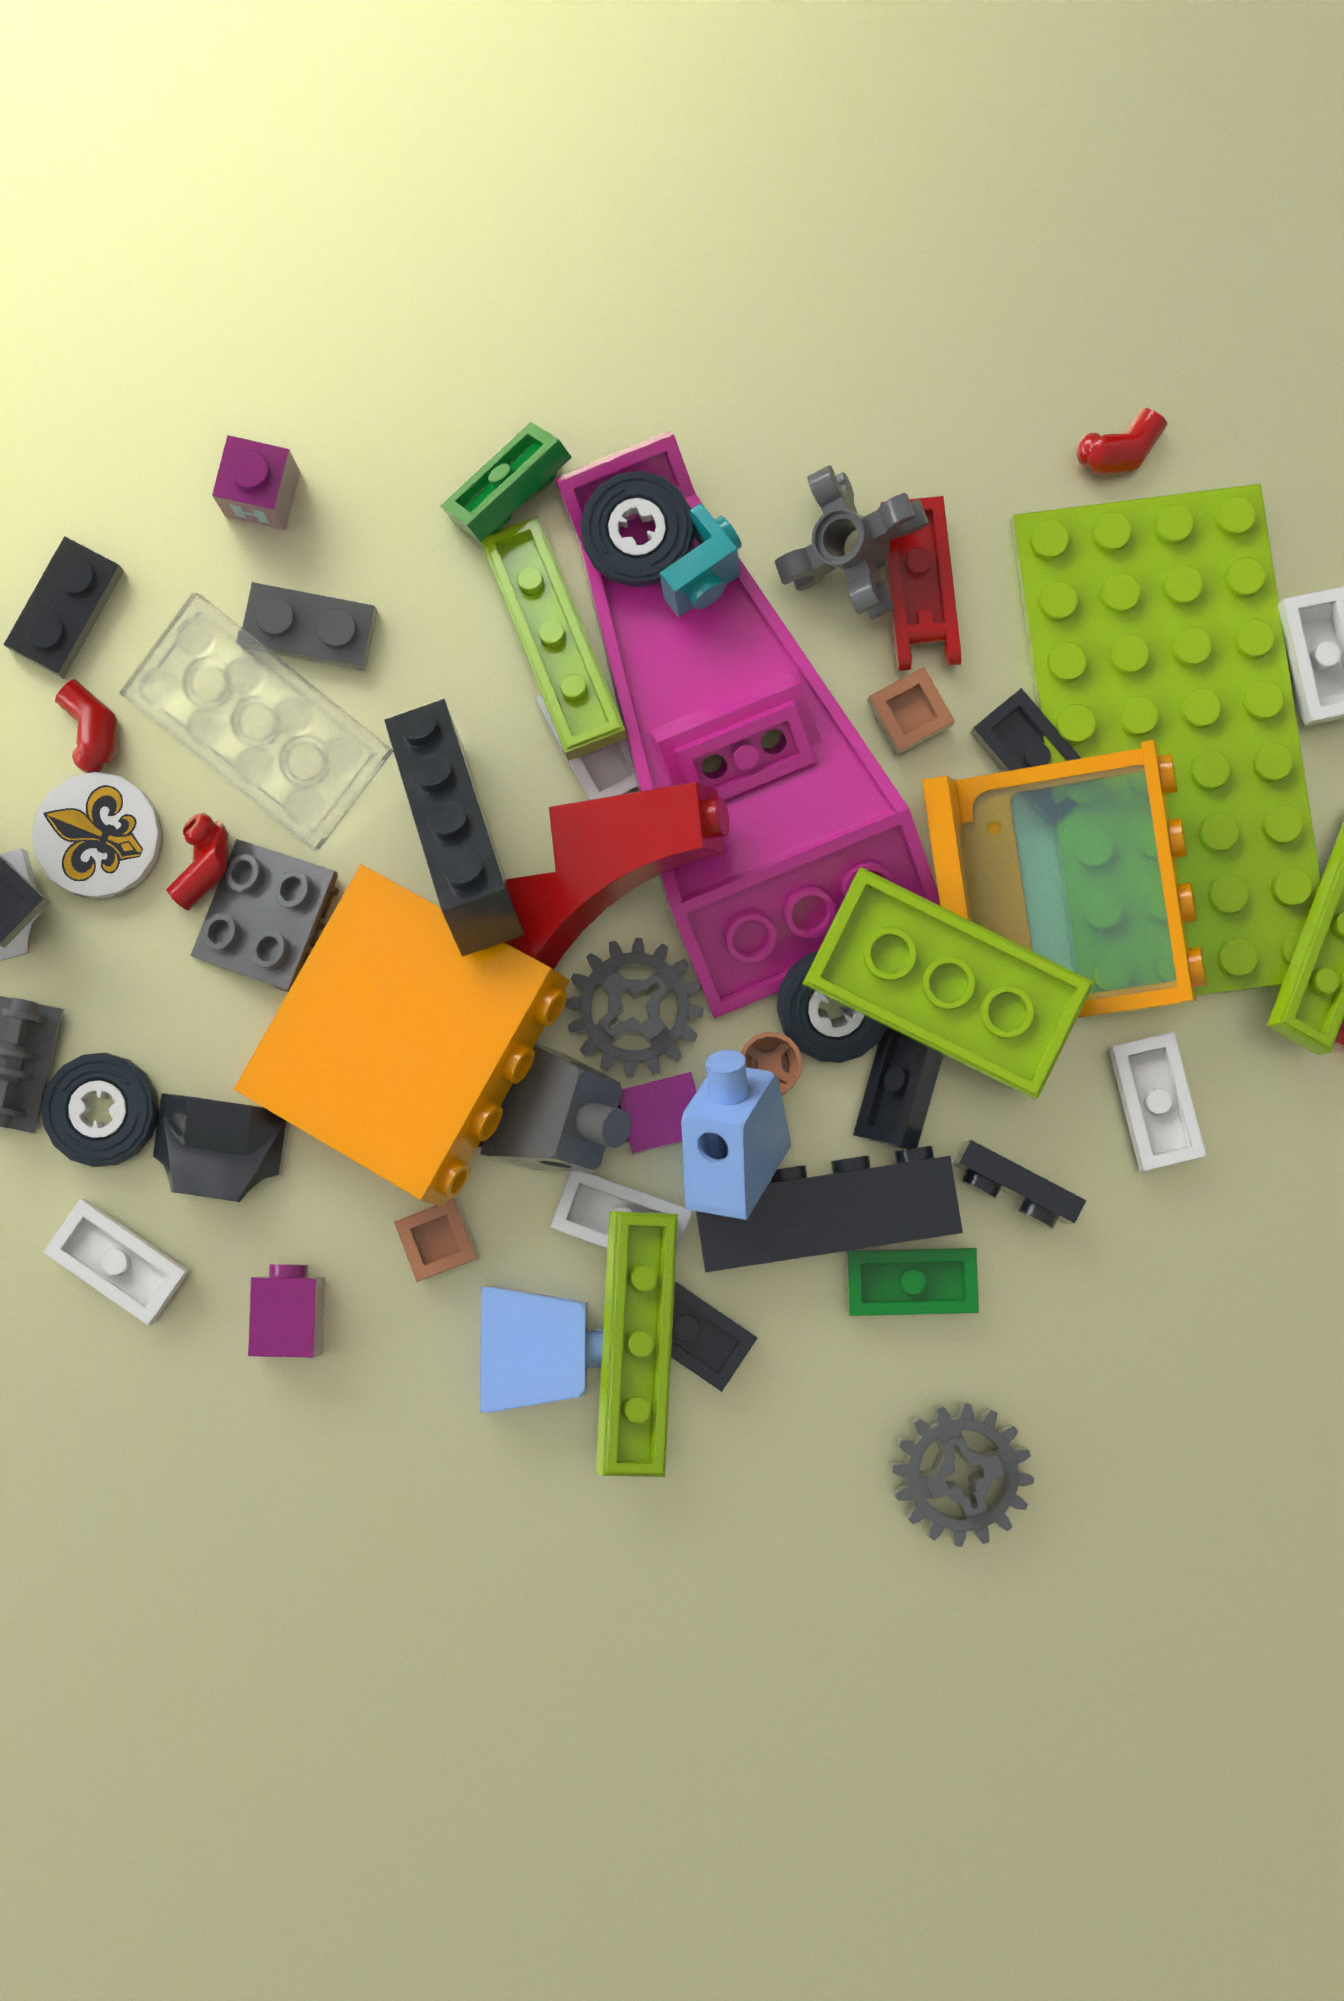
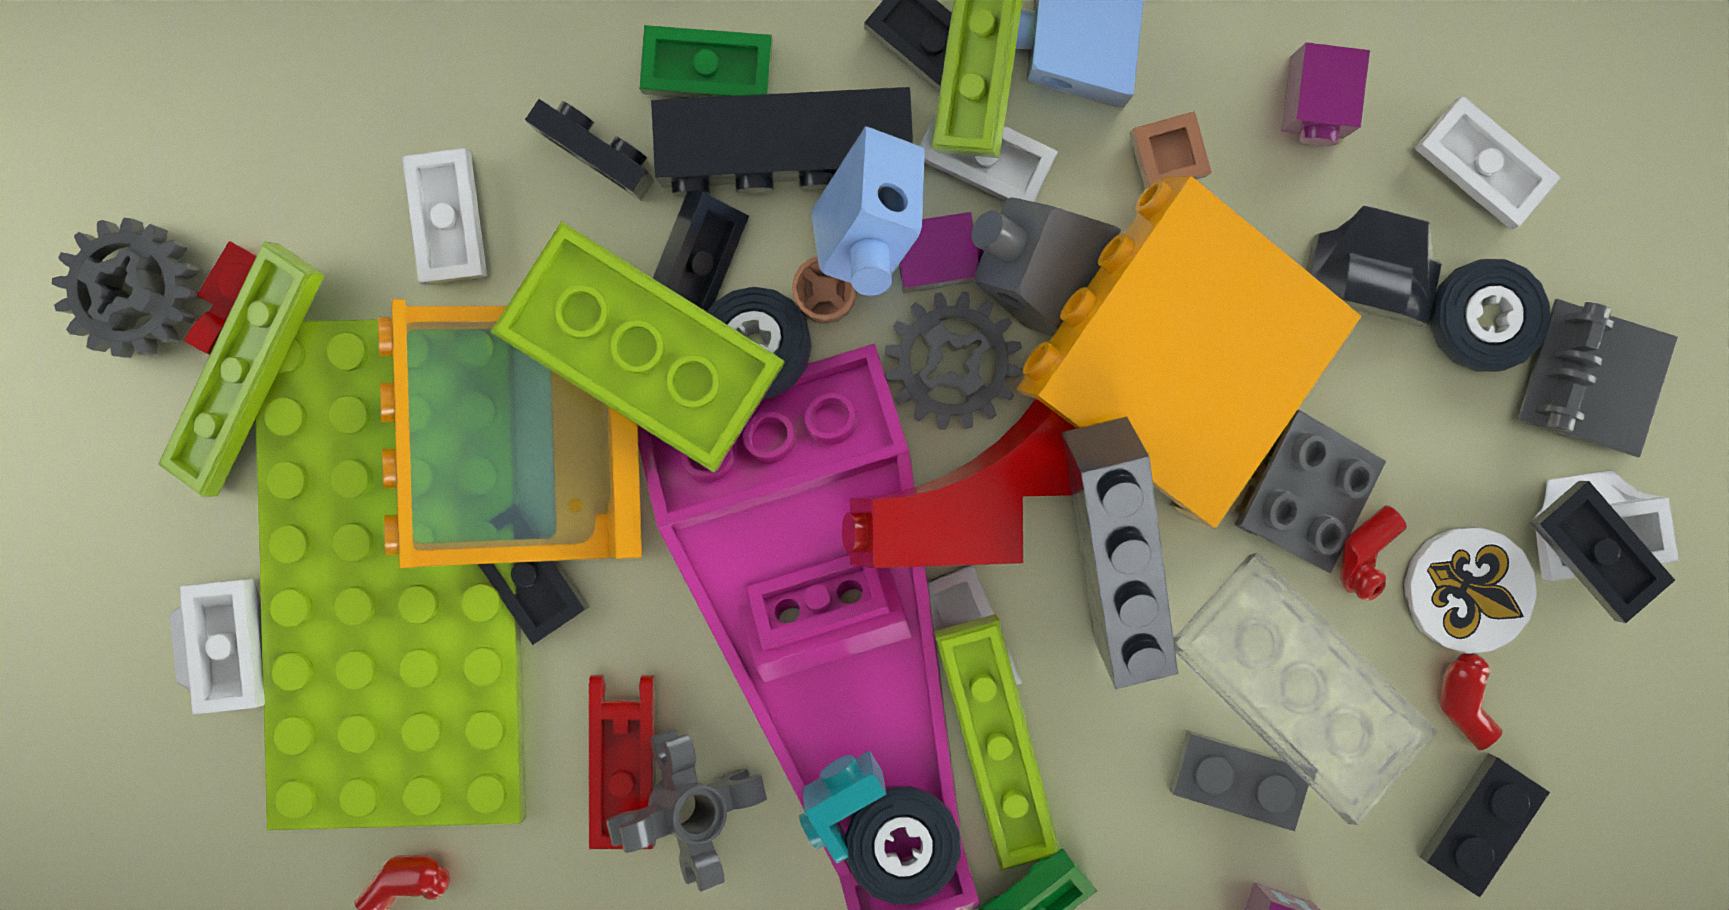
camera: 175 degrees left, 5 degrees up
(910, 711) = (645, 633): nougat plate -> none

